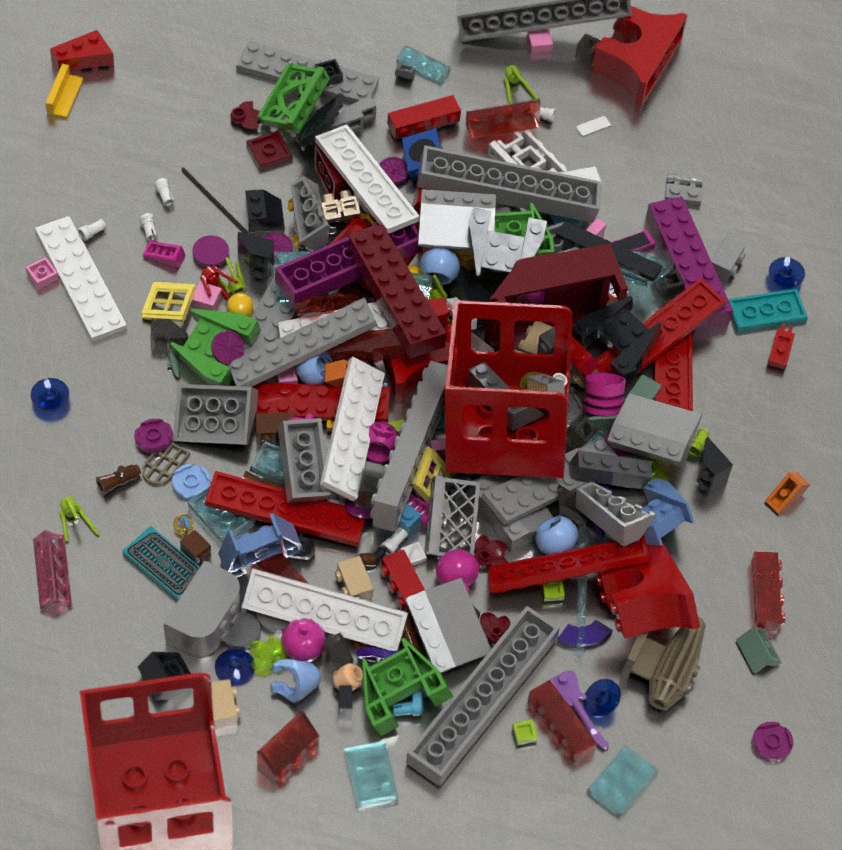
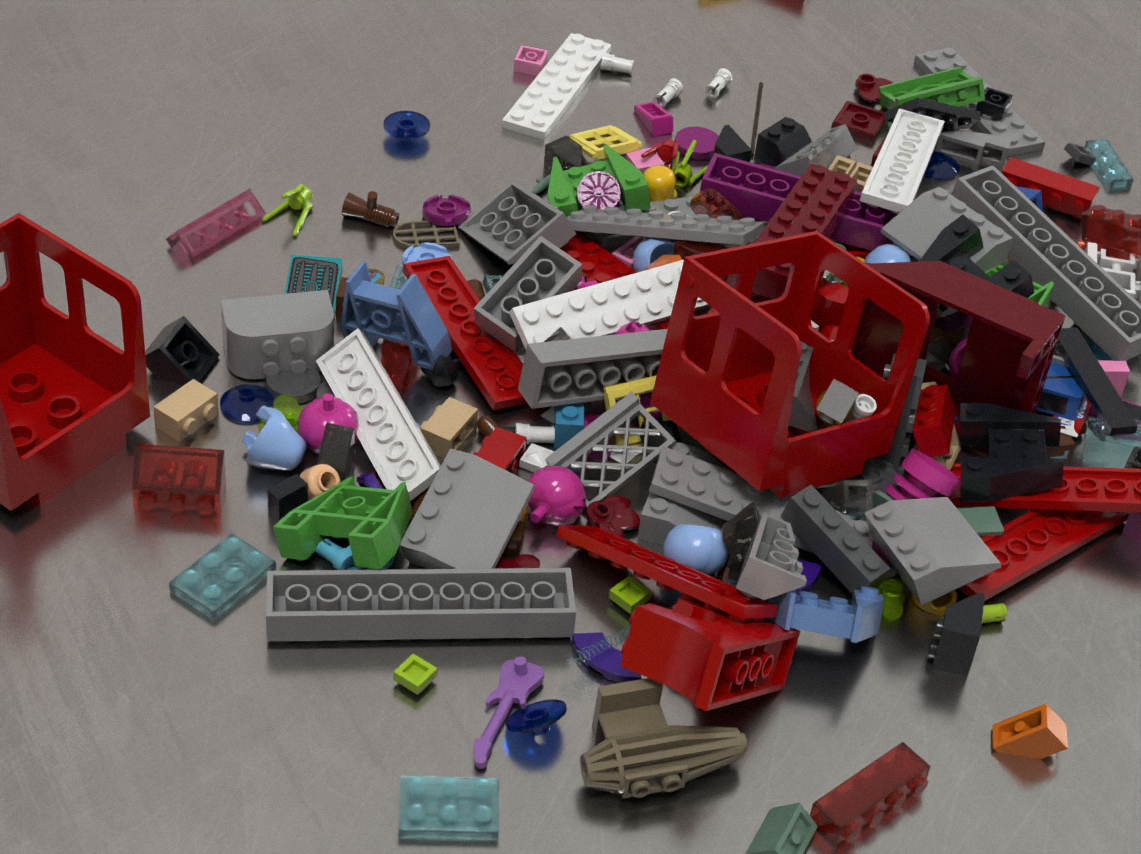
camera: 50 degrees right, 15 degrees down
(561, 721) = (463, 700): clear red brick -> none

